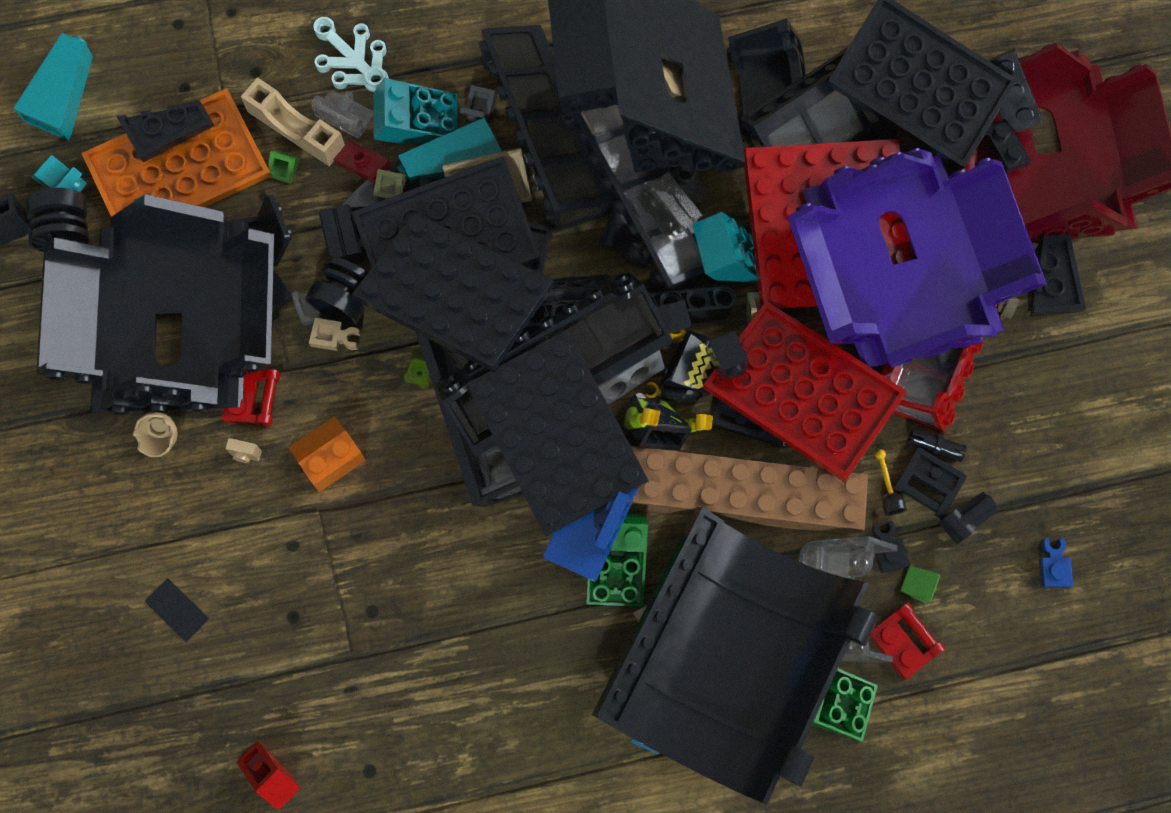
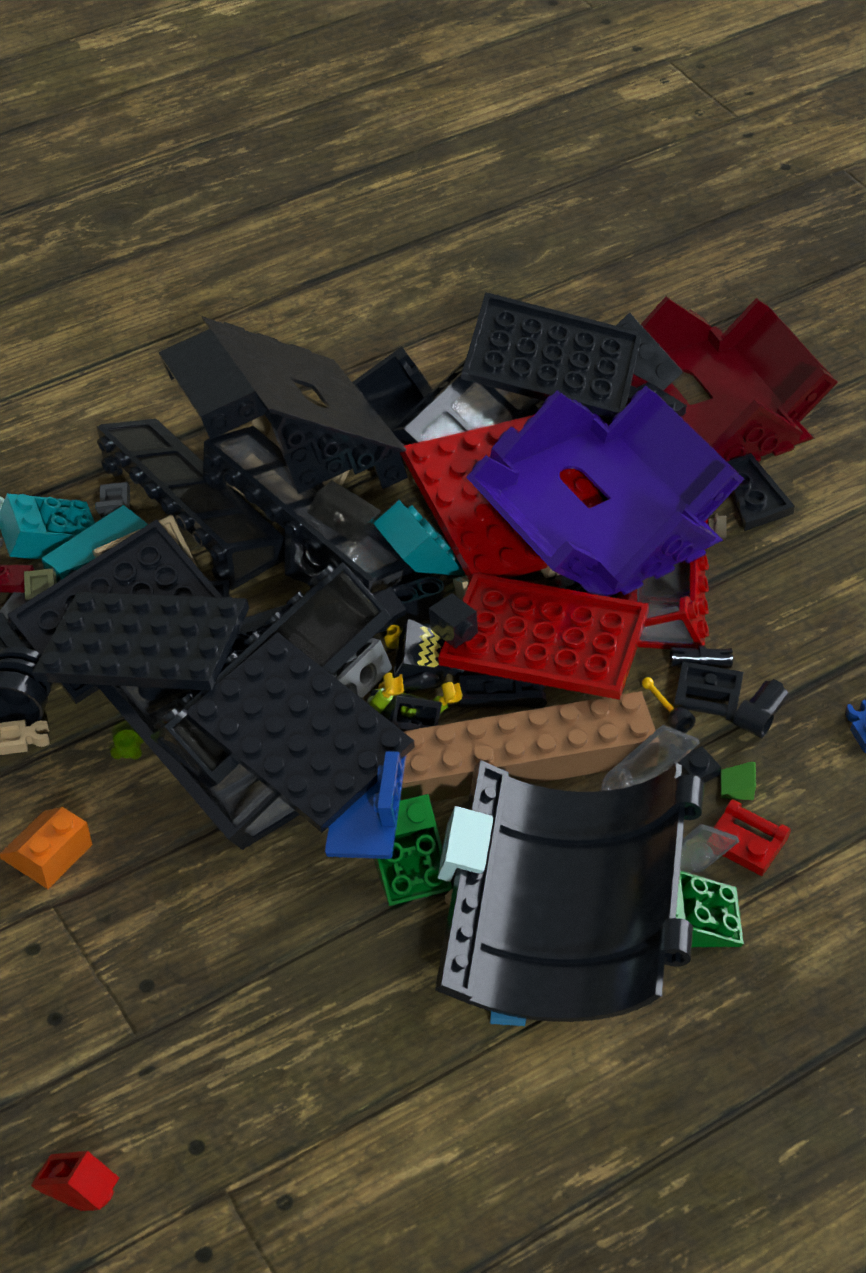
camera: 15 degrees left, 25 degrees down
(662, 585) = (465, 842): none -> light aqua panel

